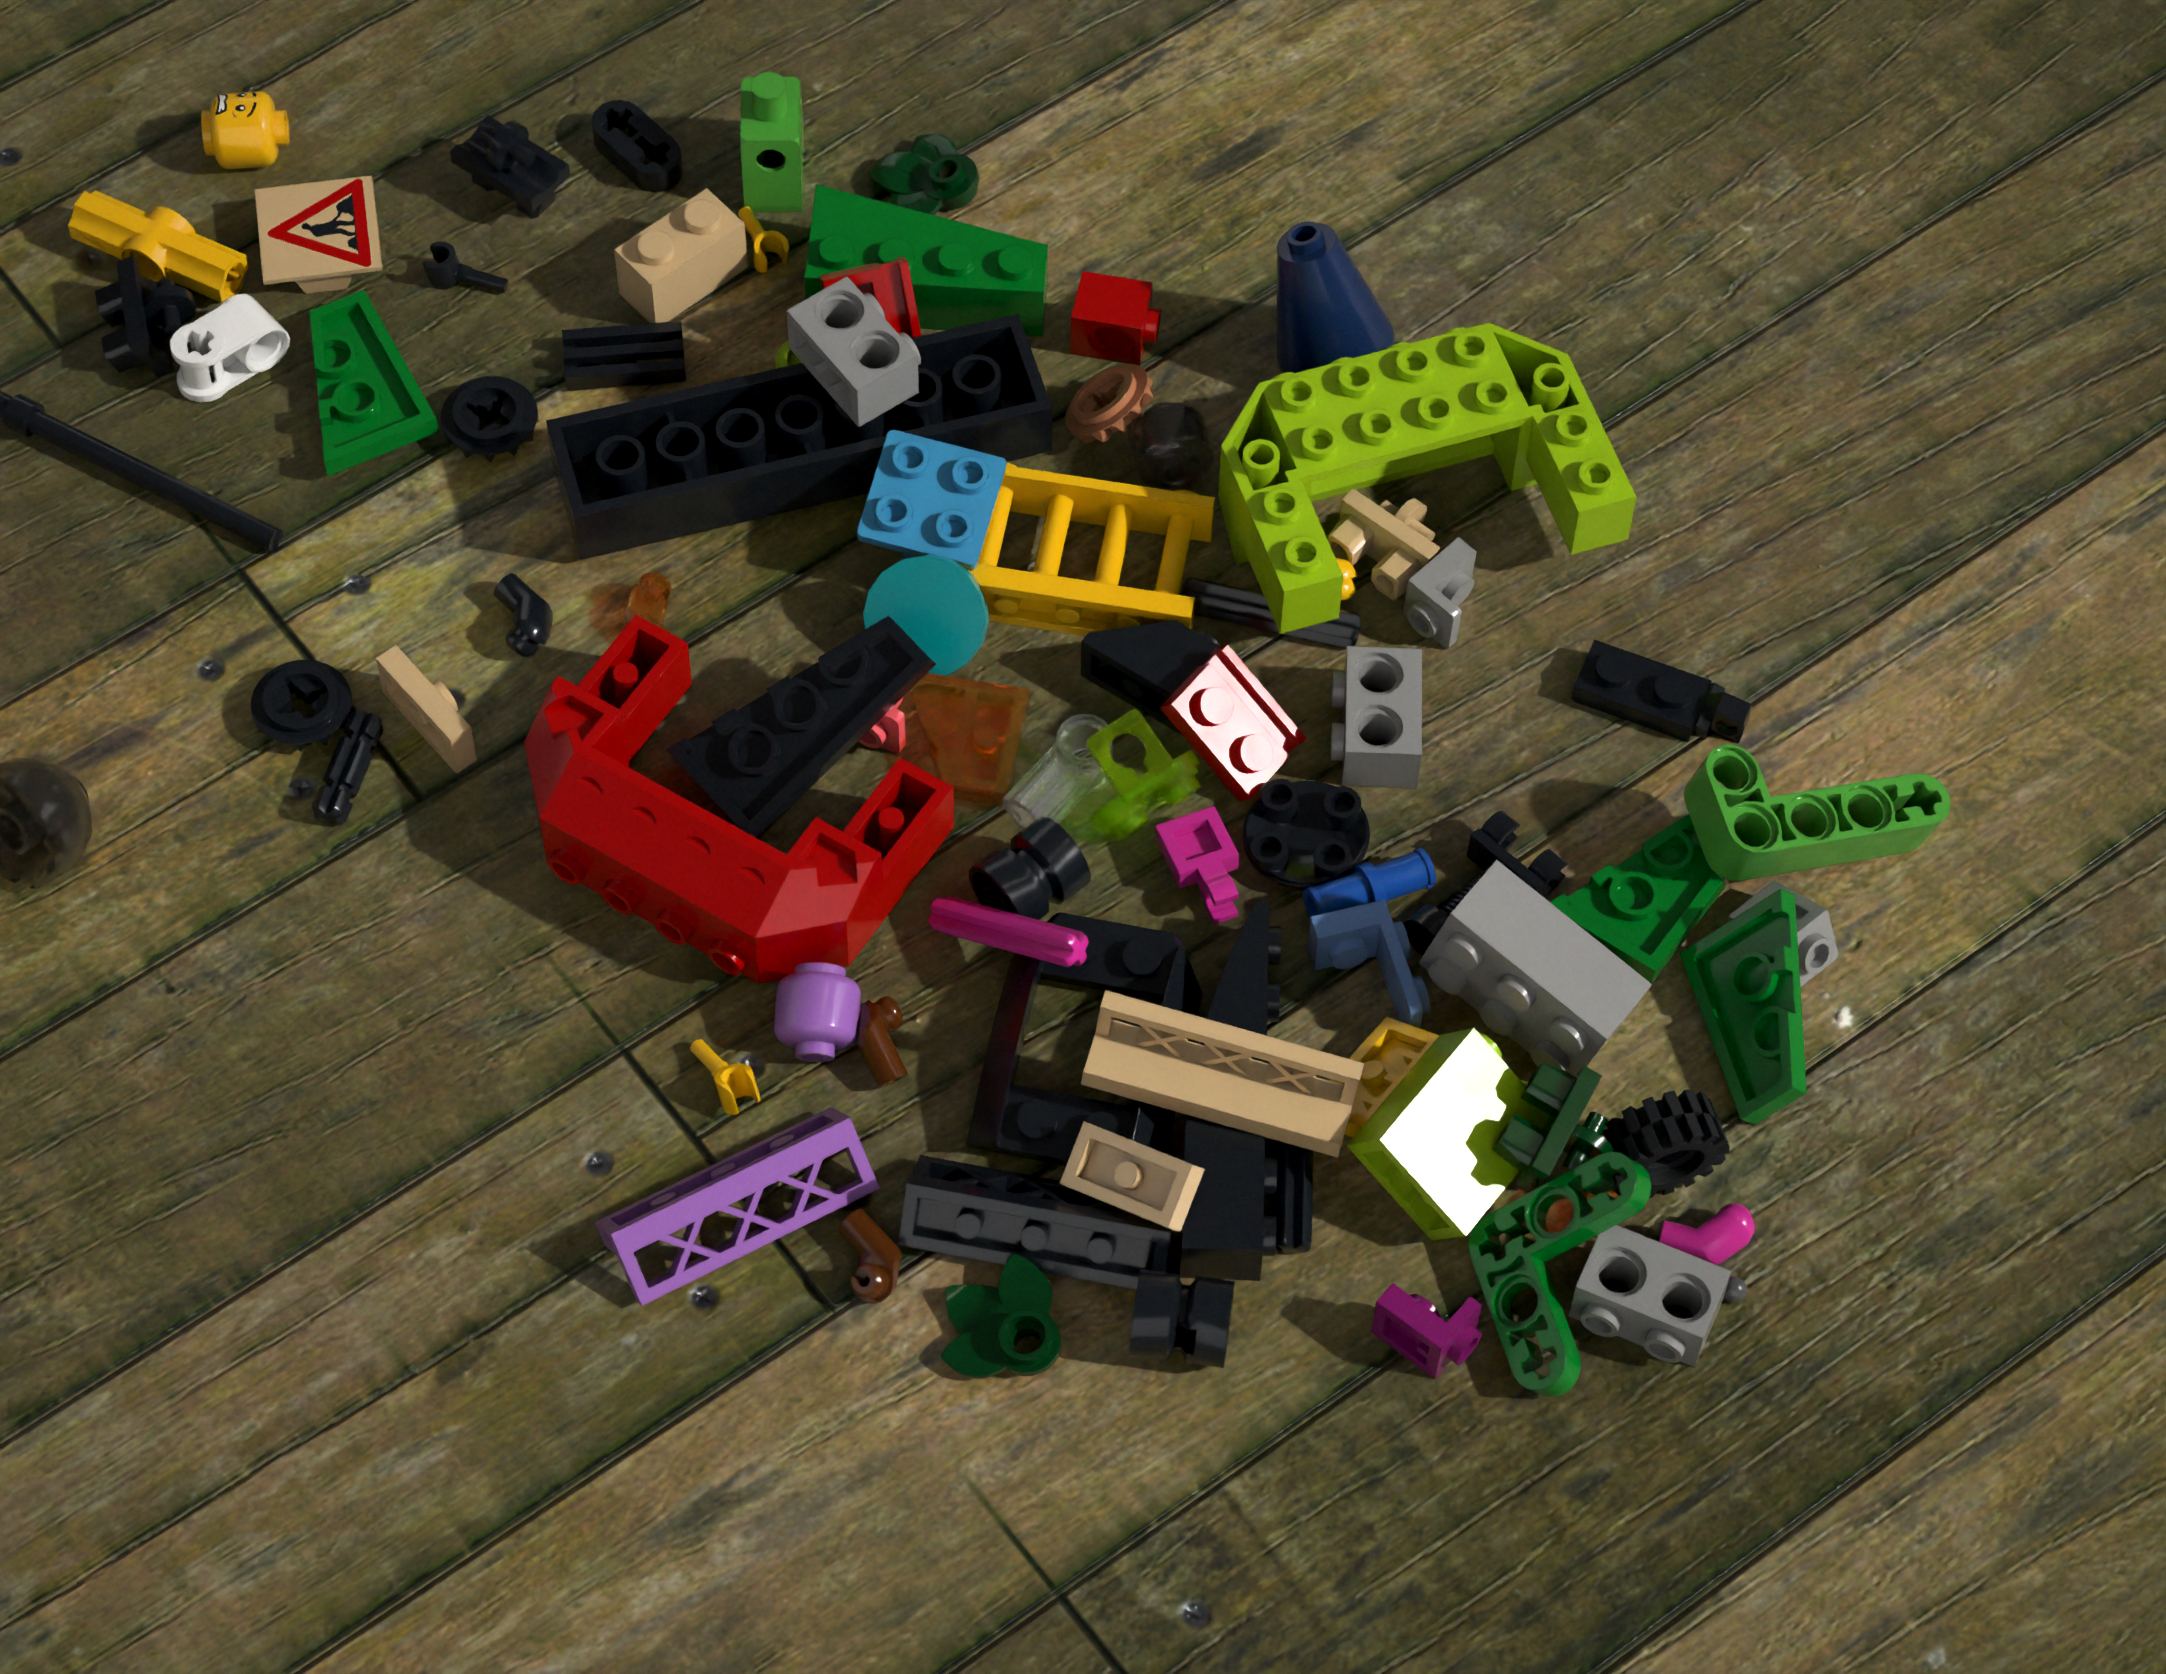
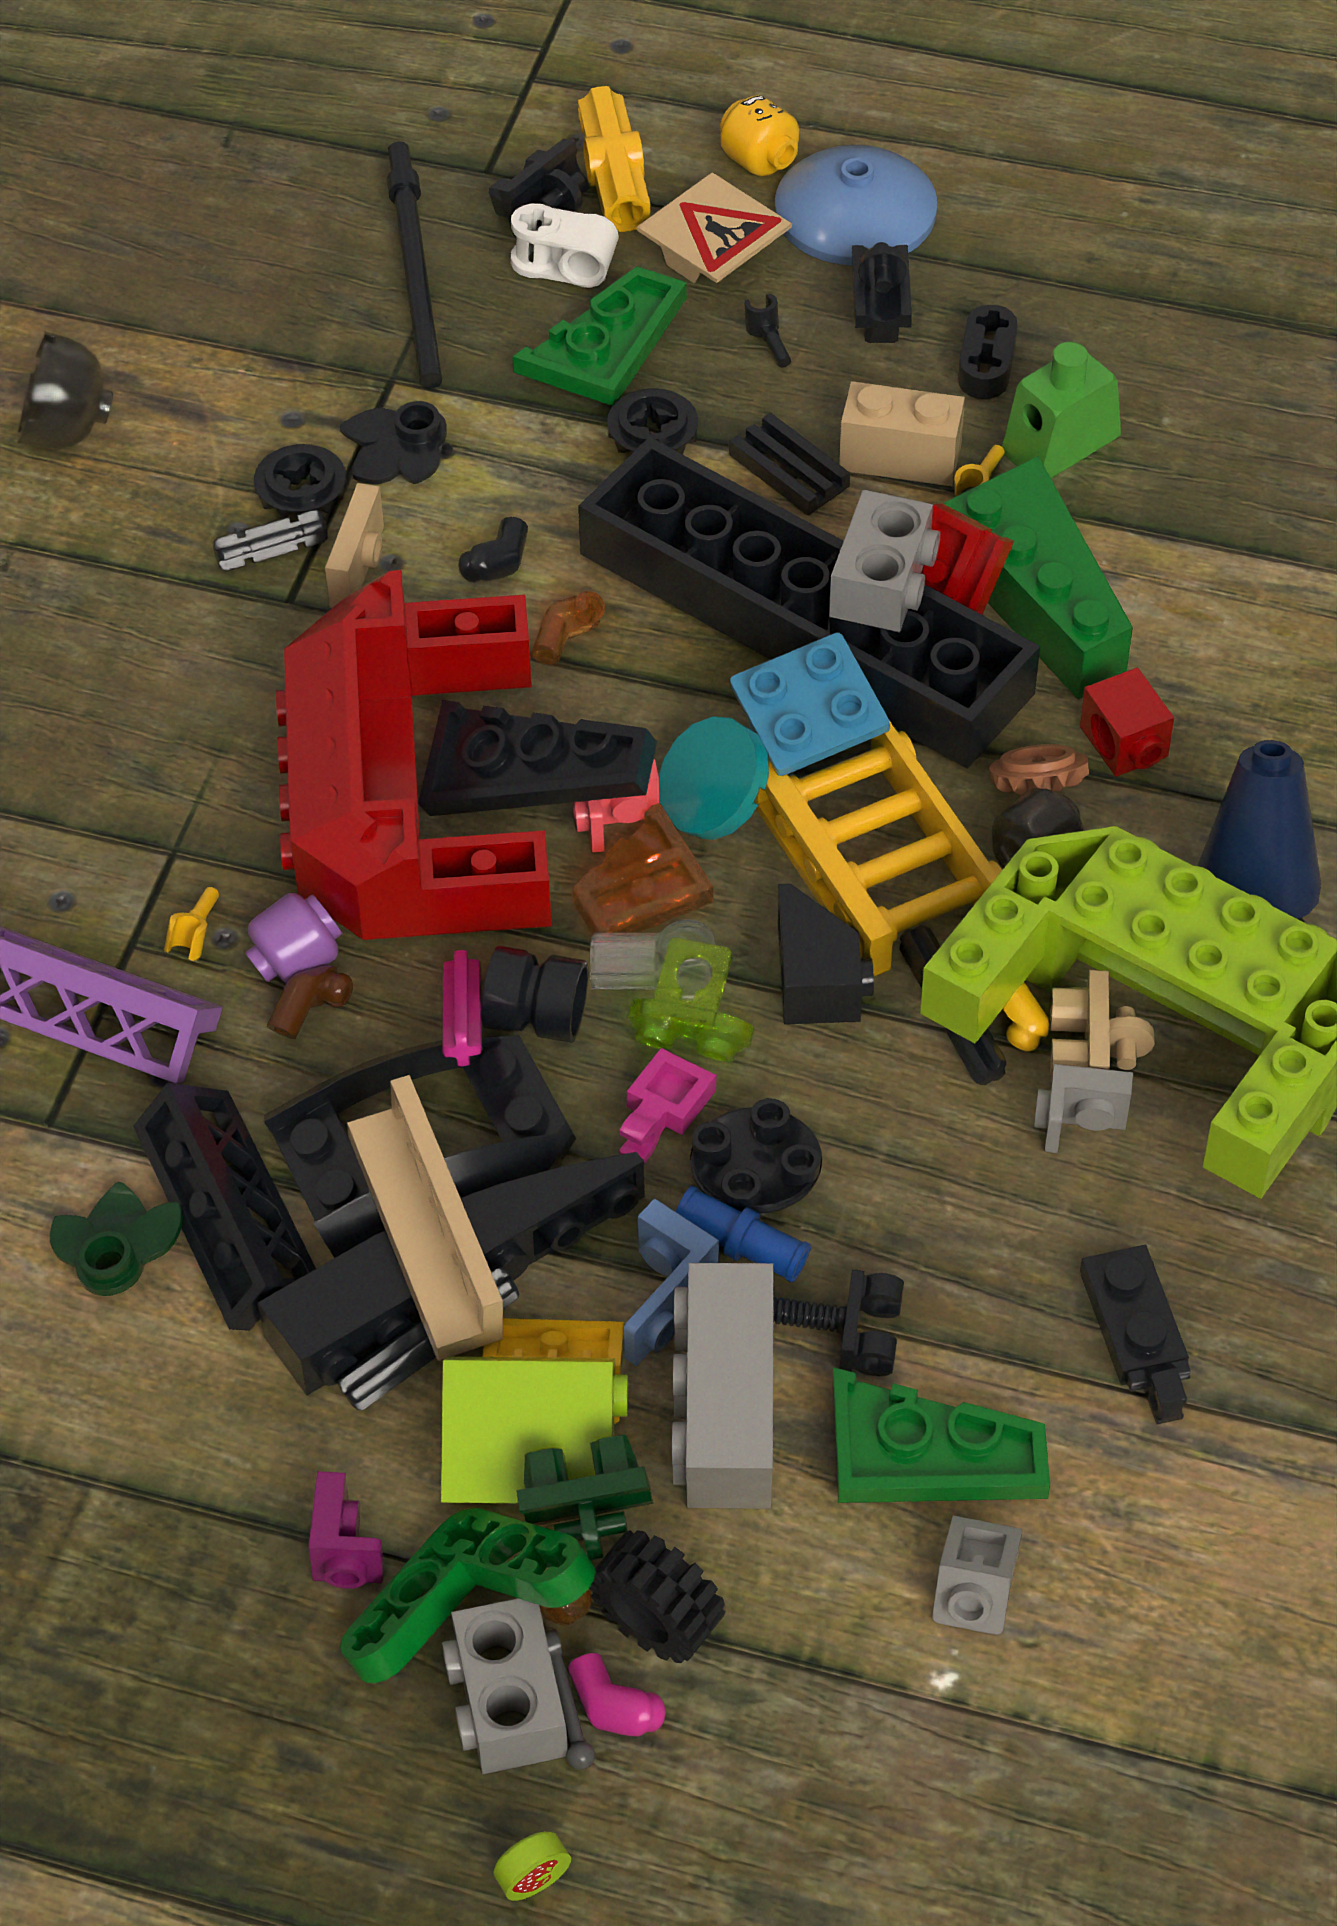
camera: 55 degrees right, 5 degrees down
(330, 616) = (397, 442): none -> black plate
(378, 119) = (855, 199): none -> medium blue dish
(878, 1259) = (95, 1129): reddish brown arm -> none
(927, 176) = (1141, 532): dark green plate -> none
(1132, 1176) = (295, 1227): tan plate -> none
(1181, 1318) = (204, 1350): black wheel -> none
(1233, 723) = (804, 1036): plate -> none
(1383, 717) = (922, 1146): light grey brick -> none
(1752, 1004) = (867, 1585): green wing -> none
(1812, 1374) = (531, 1865): none -> lime tile
(1821, 814) = (1111, 1512): bright green beam -> none

